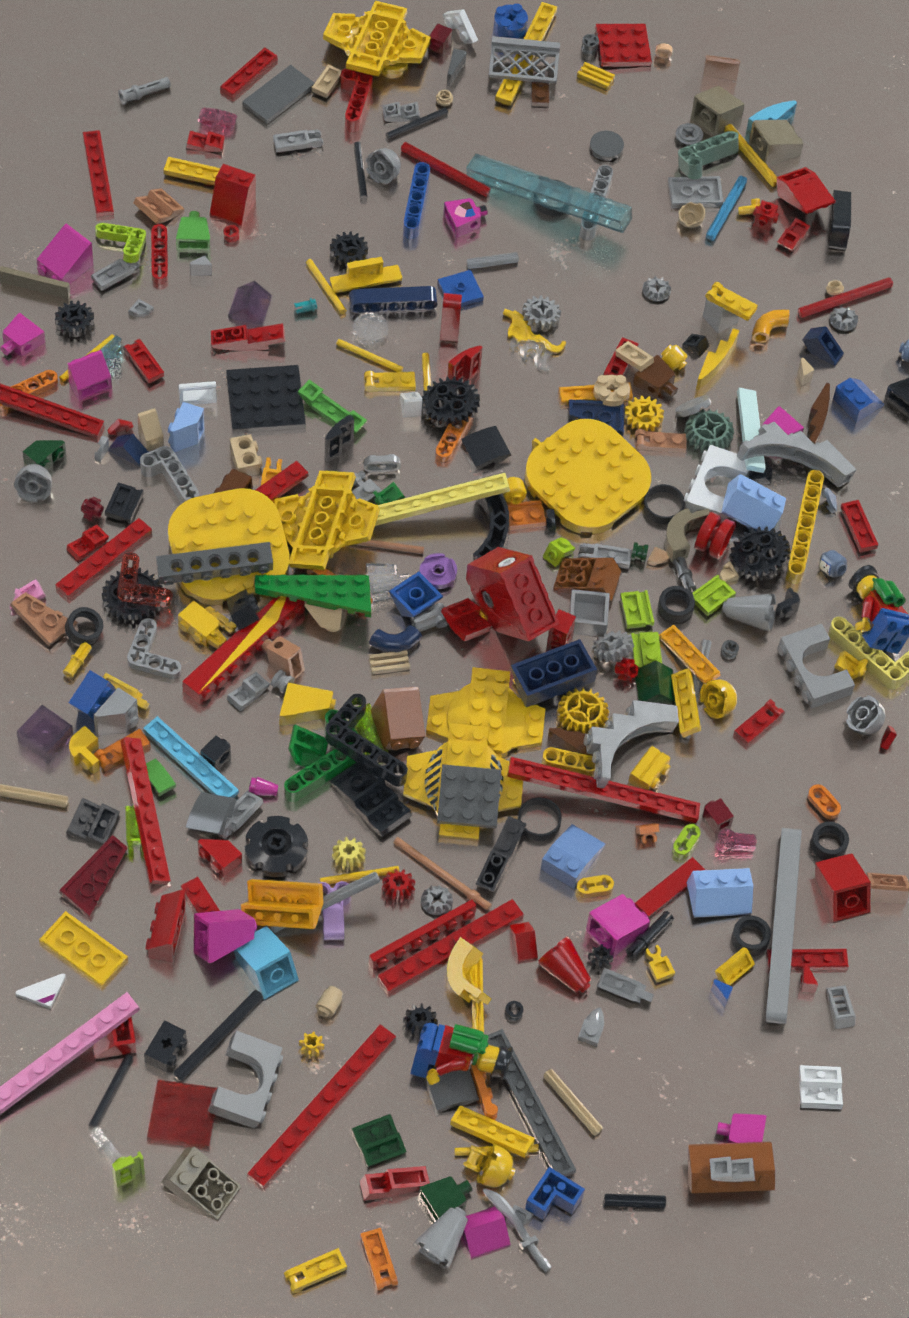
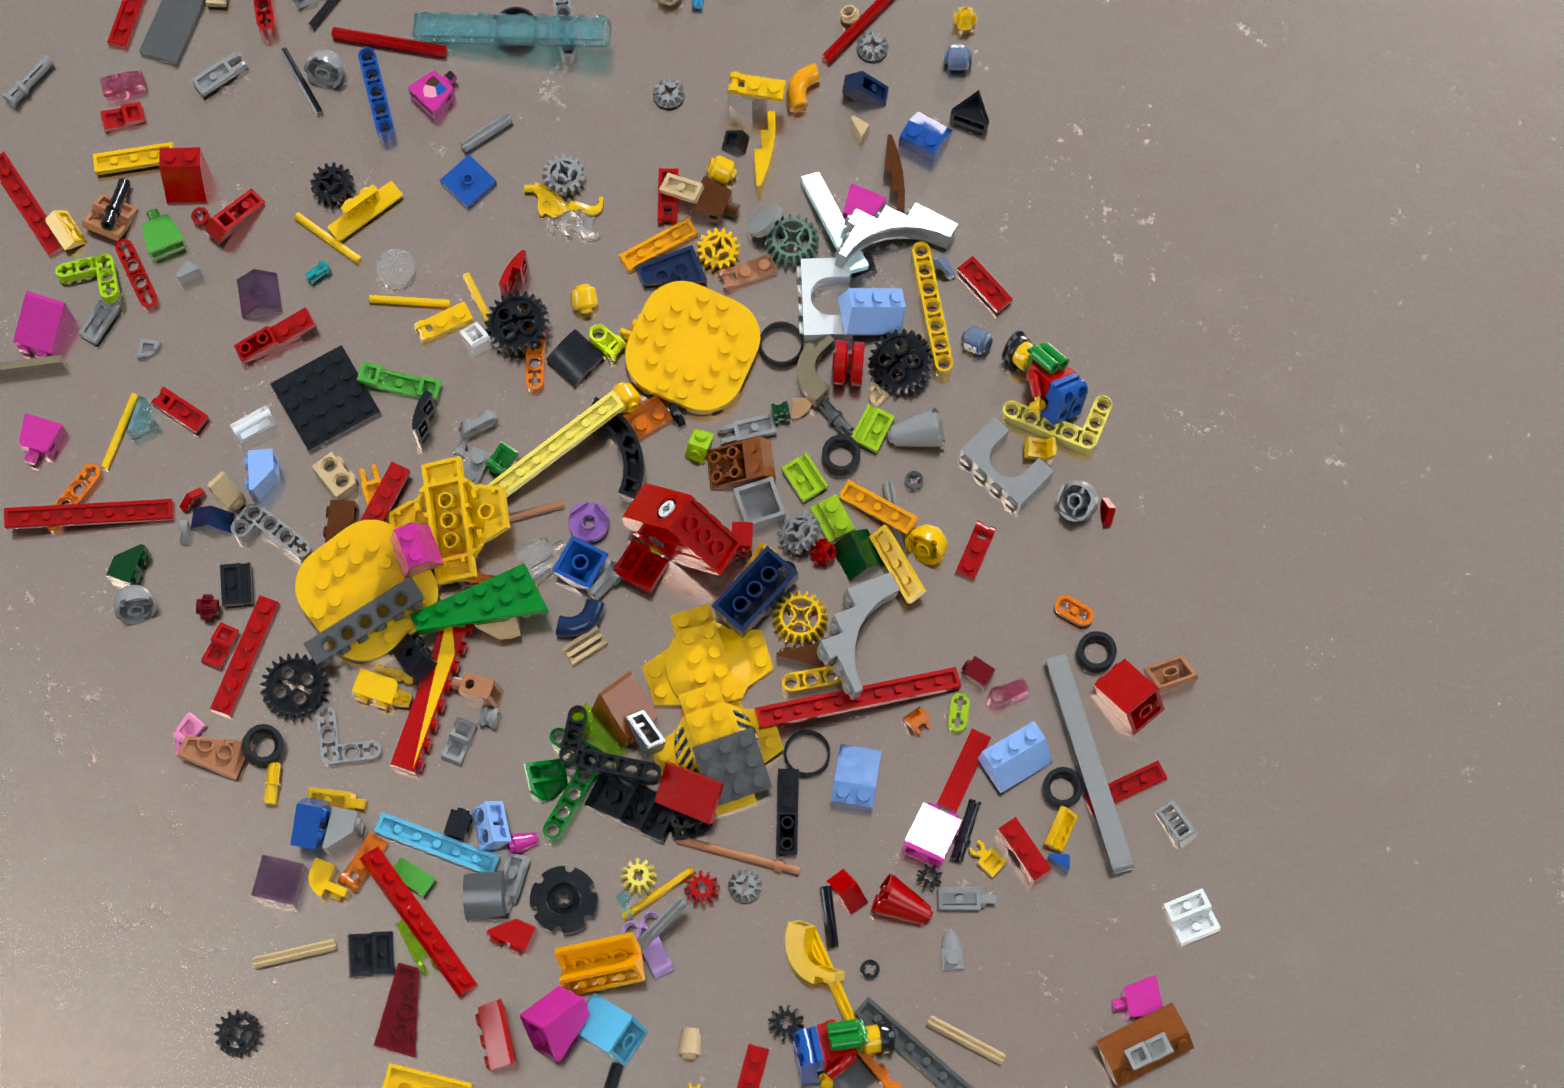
camera: 20 degrees left, 15 degrees up
(74, 318) = (79, 385): black gear -> none
(89, 375) = (133, 455): dark pink slope -> none
(119, 201) = (65, 229): none -> yellow slope
(131, 586) = (290, 681): clear red beam -> none
(164, 199) = (113, 209): none -> black pin
(198, 896) = (514, 989): red plate -> none
(243, 762) = (491, 825): none -> light blue brick
(257, 241) = (234, 216): none -> red slope
(284, 522) = (415, 549): none -> dark pink slope
(305, 704) = (523, 731): yellow slope -> none
(327, 867) = (623, 898): none -> clear light blue hand
(393, 299) = (404, 224): dark blue beam -> none
(405, 738) = (648, 745): none -> dark grey slope
(414, 829) = (689, 824): none -> black piece
(419, 936) = (754, 924): red plate -> none
(423, 800) = (689, 792): none -> red tile
(440, 951) = (775, 933): red plate -> none
(450, 317) = (477, 229): beam -> none
(498, 954) = (829, 917): none -> black axle
(514, 406) = (584, 298): none -> yellow head
(518, 447) = (610, 344): none -> neon yellow piece
(595, 887) = (888, 797): yellow beam -> none
(617, 383) = (674, 226): tan plate -> none
(649, 769) = (891, 652): yellow brick -> none
(697, 979) = (1019, 842): none -> red arch
(789, 606) = (953, 408): black bracket -> none
(808, 982) = (1135, 812): red slope -> none

